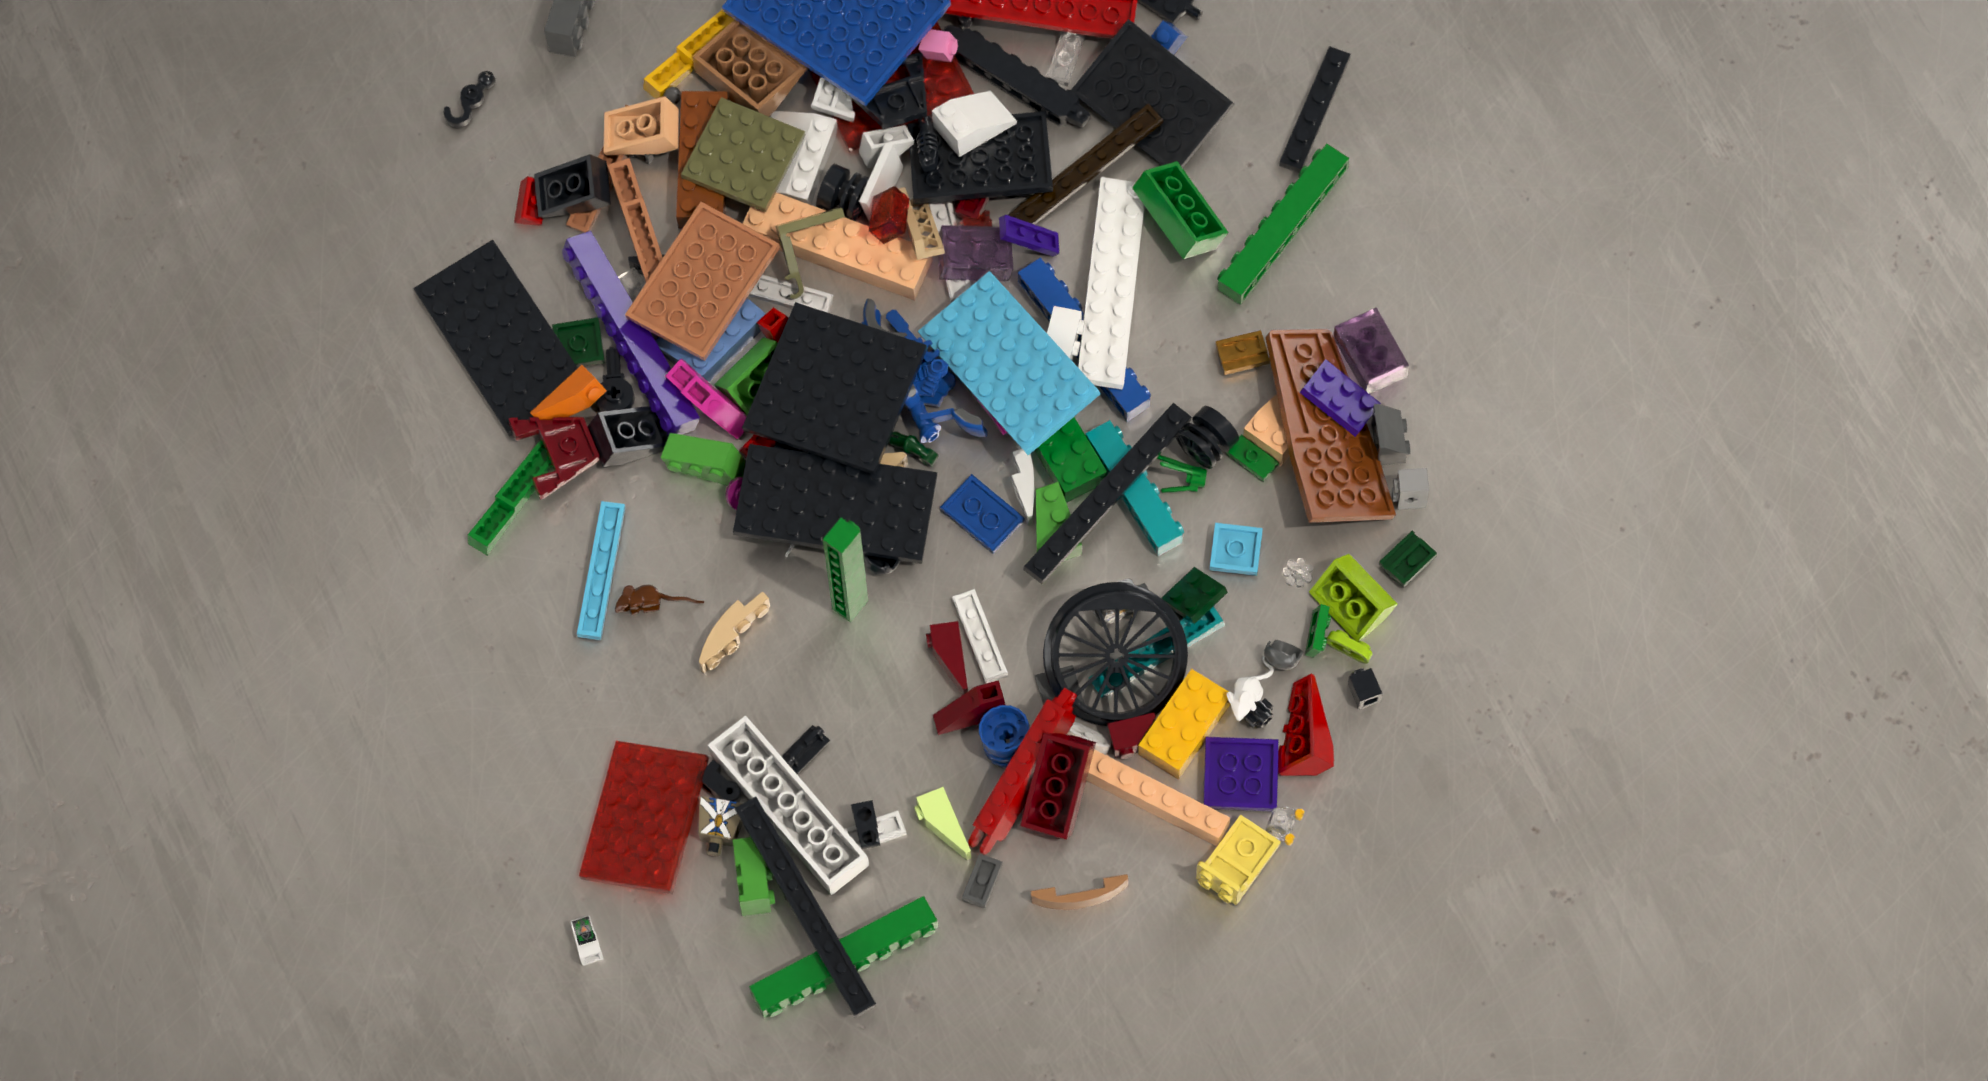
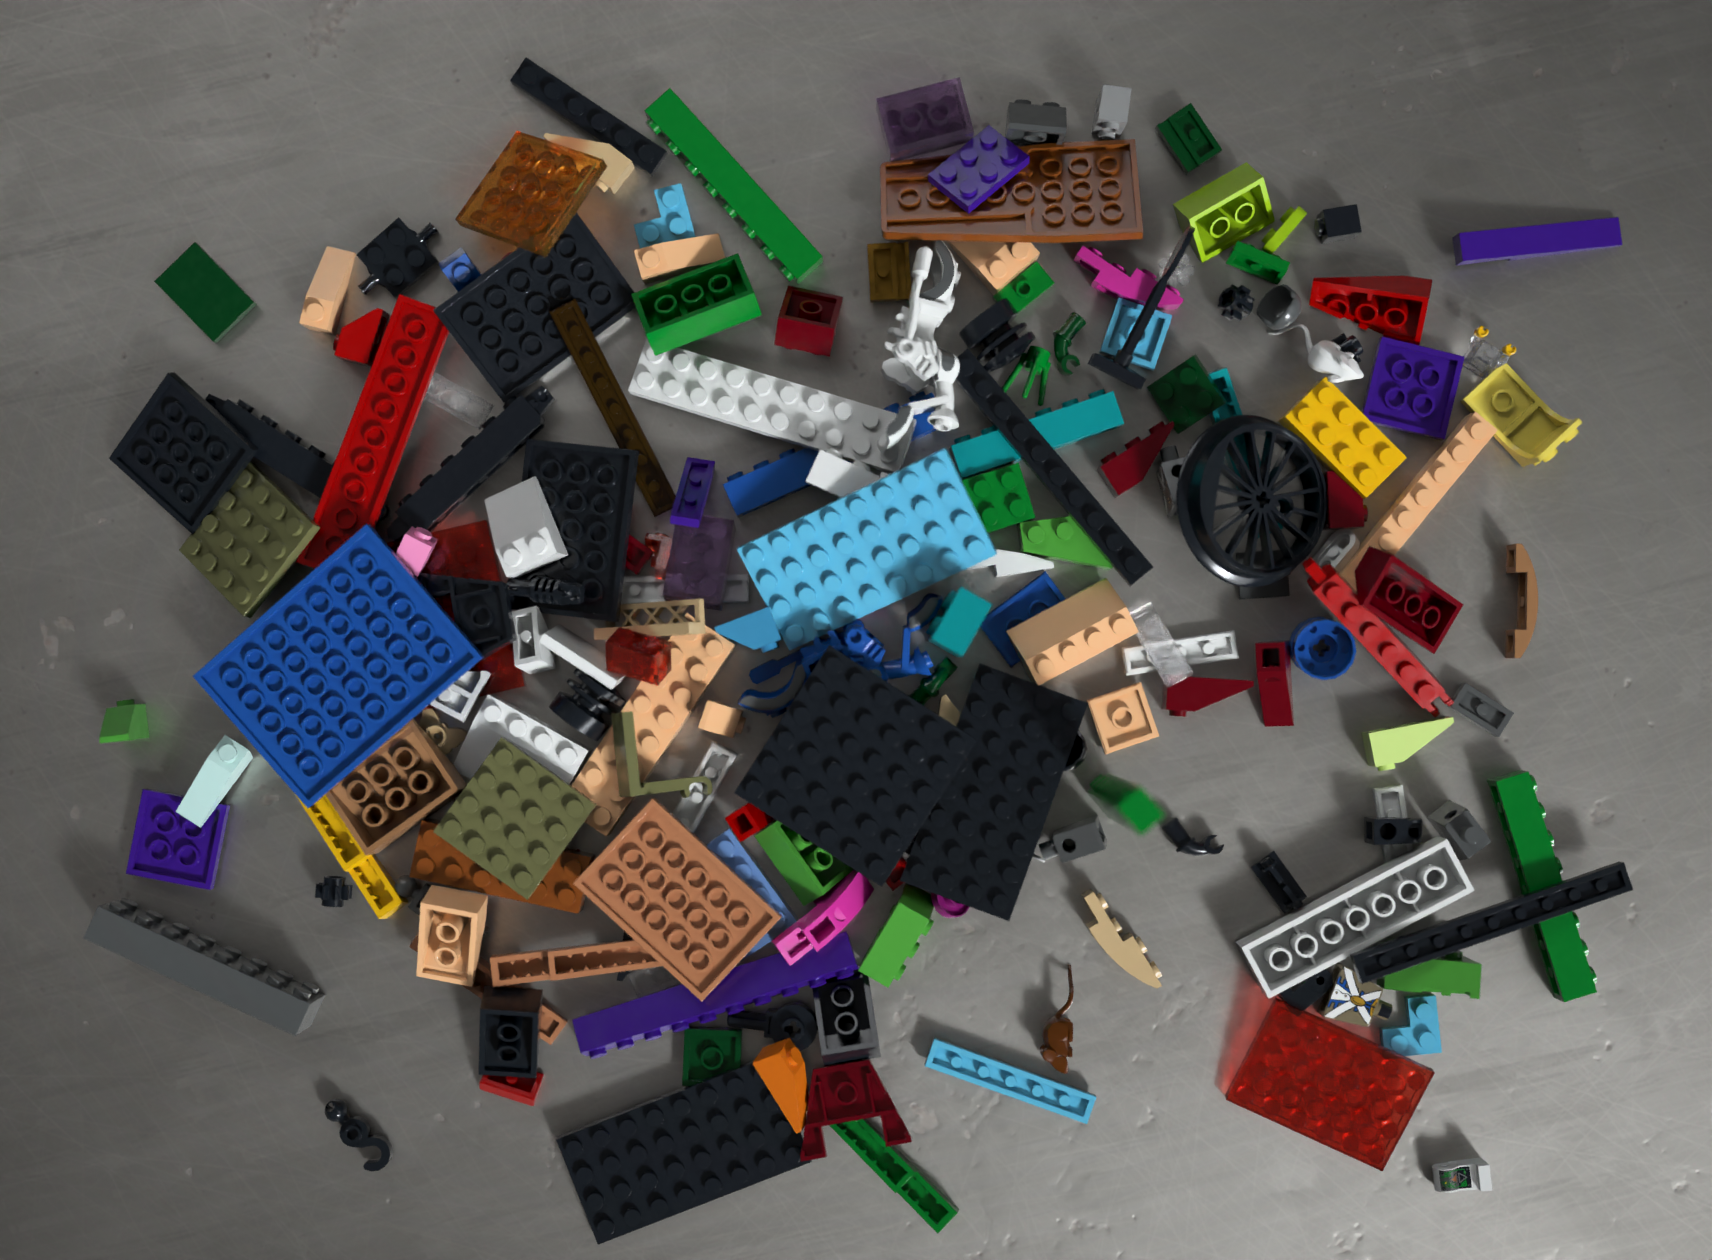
camera: 85 degrees left, 20 degrees up
(658, 44) = (333, 891): none -> black gear
(700, 887) = (1422, 1028): none -> medium azure plate
(796, 103) = (448, 737): none -> tan animal
(809, 580) = (1085, 833): none -> dark grey torso
(822, 670) = (1187, 844): none -> black piece
(852, 292) = (722, 719): none -> light nougat slope
(876, 879) = (1461, 830): none -> dark grey torso
(916, 600) = (1122, 718): none -> light nougat plate
(927, 299) = (753, 630): none -> dark azure slope
(965, 442) = (959, 621): none -> teal brick
(978, 542) = (1071, 631): none -> light nougat slope
(982, 611) = (1160, 645): none -> clear plate
(1123, 563) = (1132, 465): none -> dark red slope
(1177, 371) = (917, 357): none -> white piece
(1188, 299) = (808, 321): none -> dark red slope
(1216, 192) = (677, 257): none -> light nougat slope
(1217, 494) = (1063, 340): none -> dark green piece
(1238, 72) = (531, 193): none -> clear orange plate
(1245, 188) = (674, 220): none -> medium azure plate
(1274, 534) = (1114, 282): none -> dark pink slope
(1279, 122) = (618, 165): none -> tan slope
(1279, 619) = (1236, 302): none -> black gear
(1296, 554) = (1119, 365): none -> black piece
(1389, 850) = (1536, 240): none -> dark purple slope

